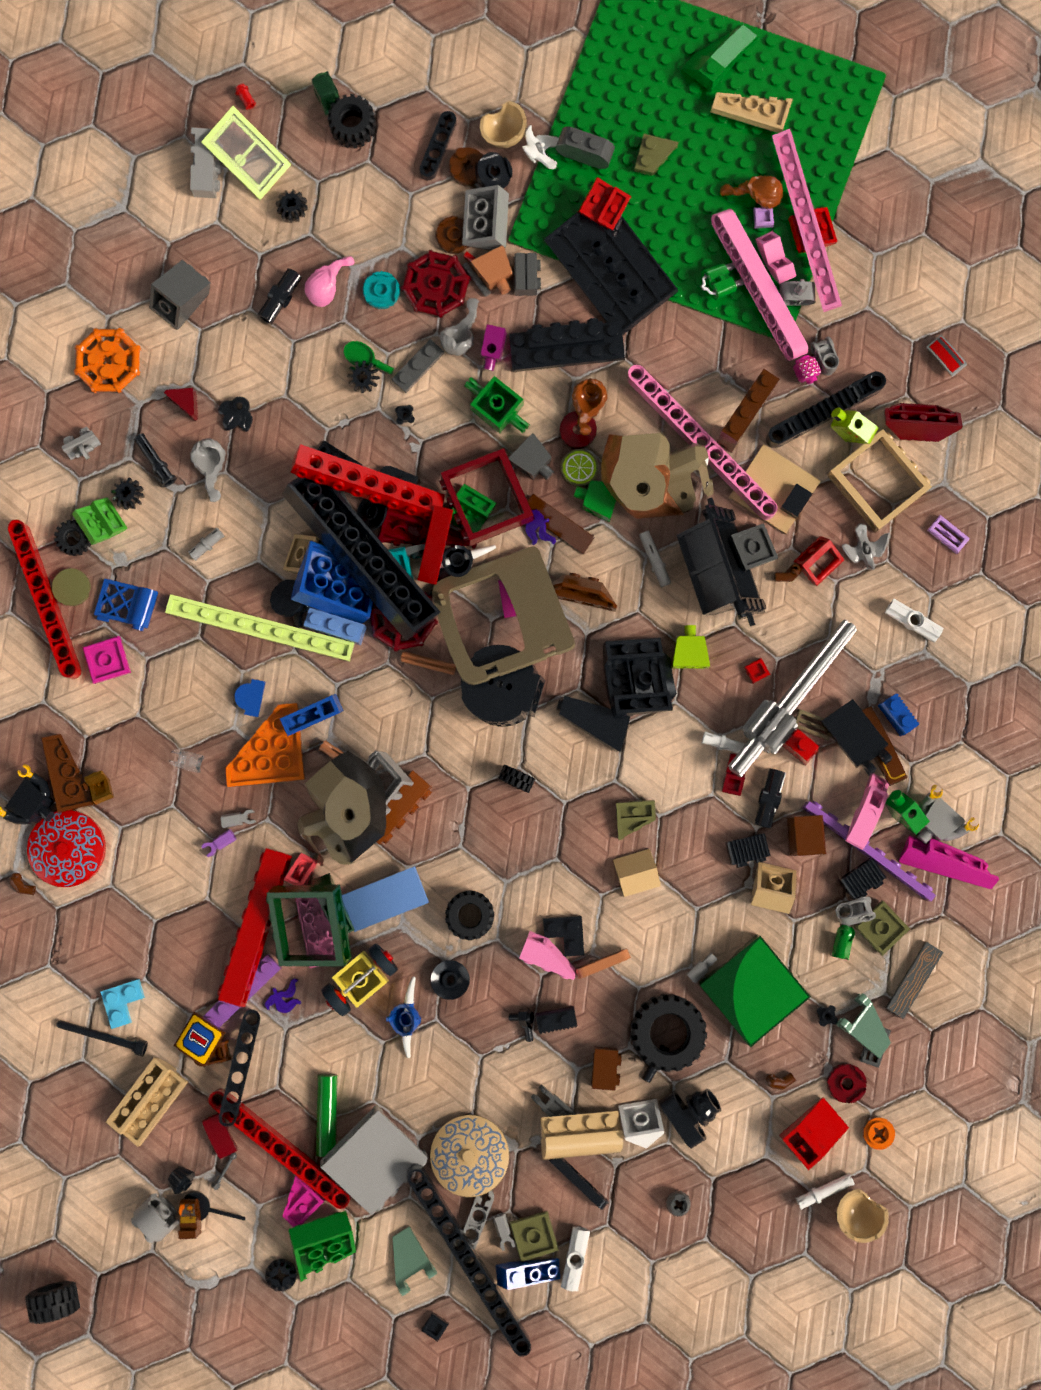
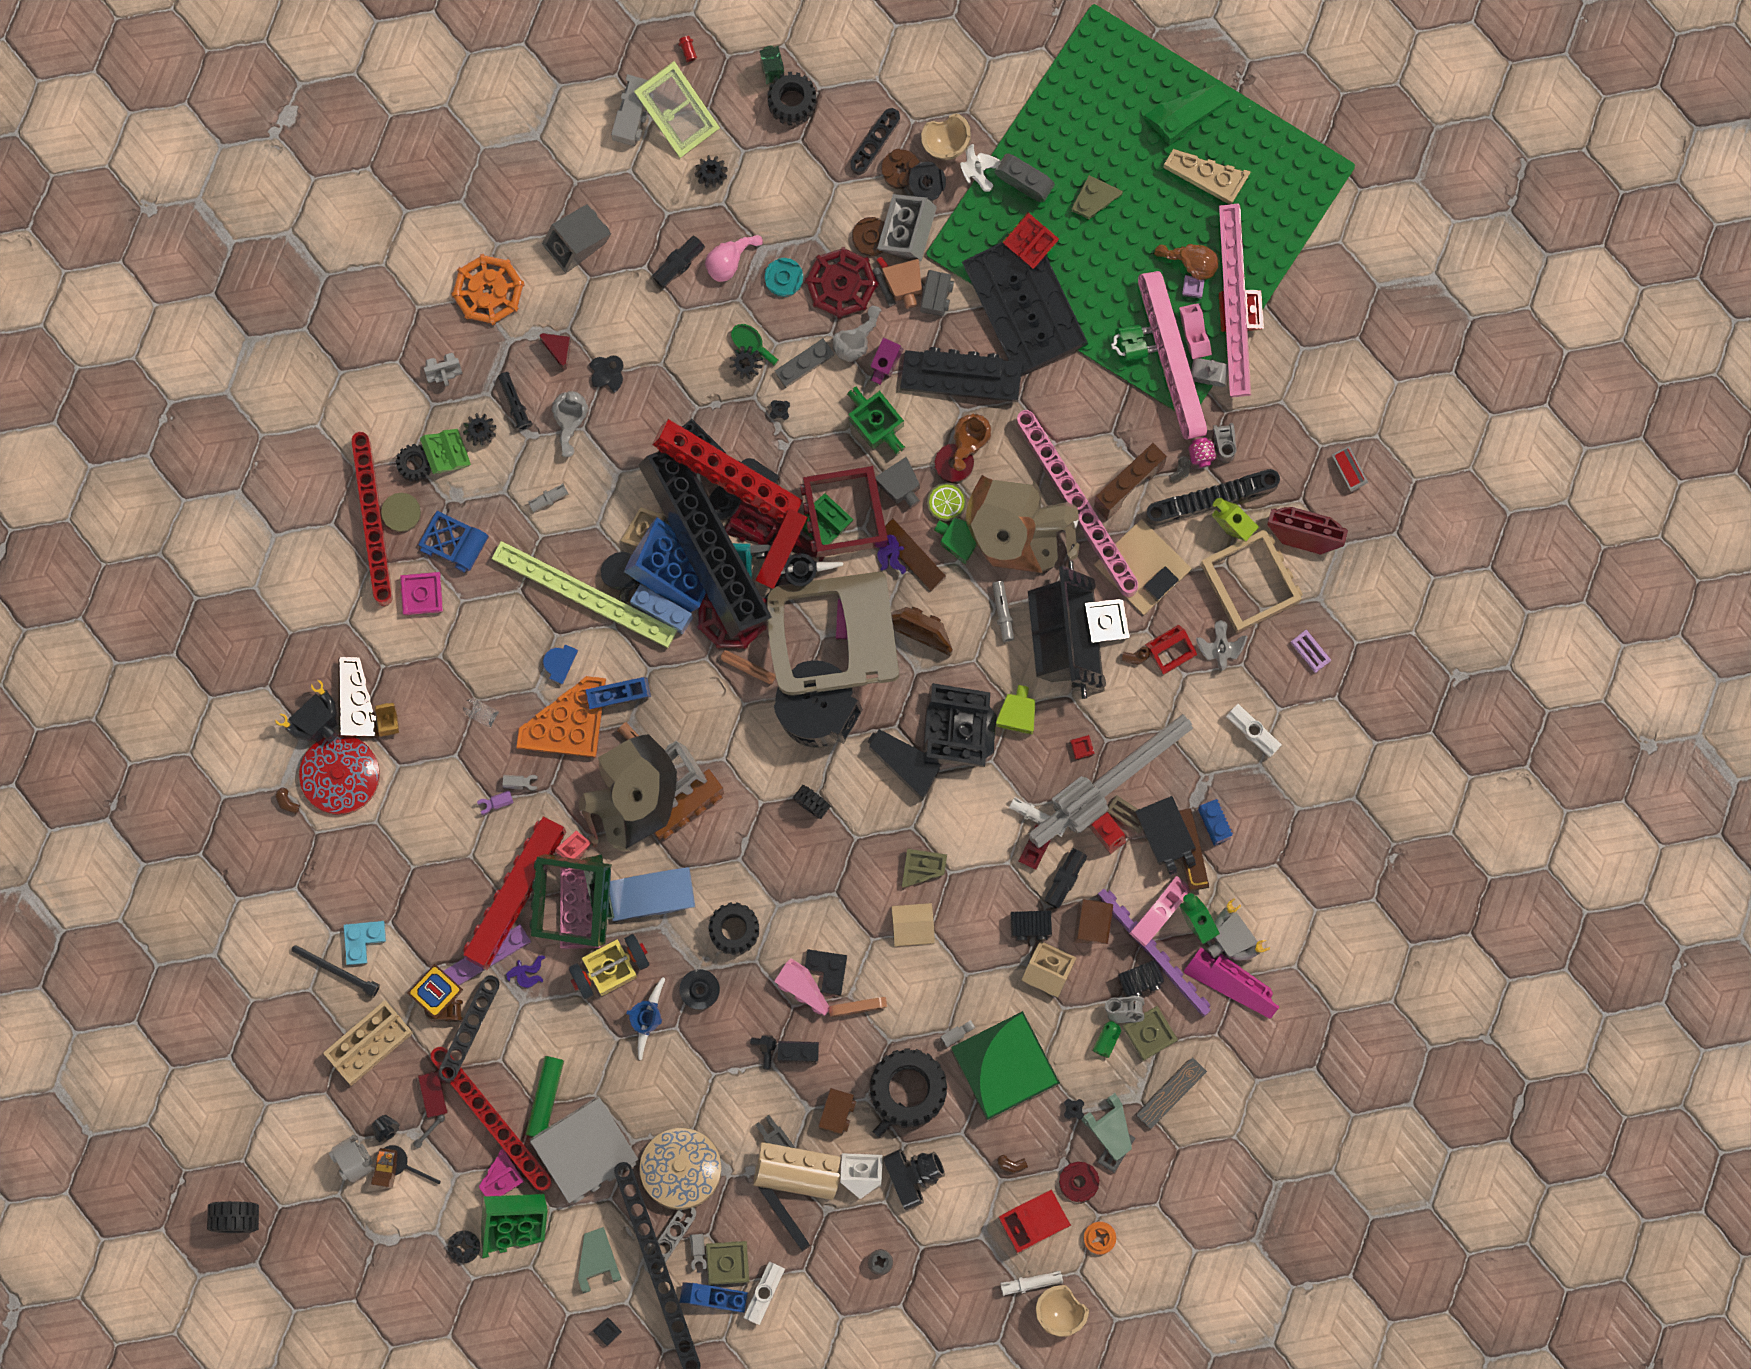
camera: 10 degrees right, 5 degrees down
(791, 391) = (1183, 470): none -> clear smoke arm

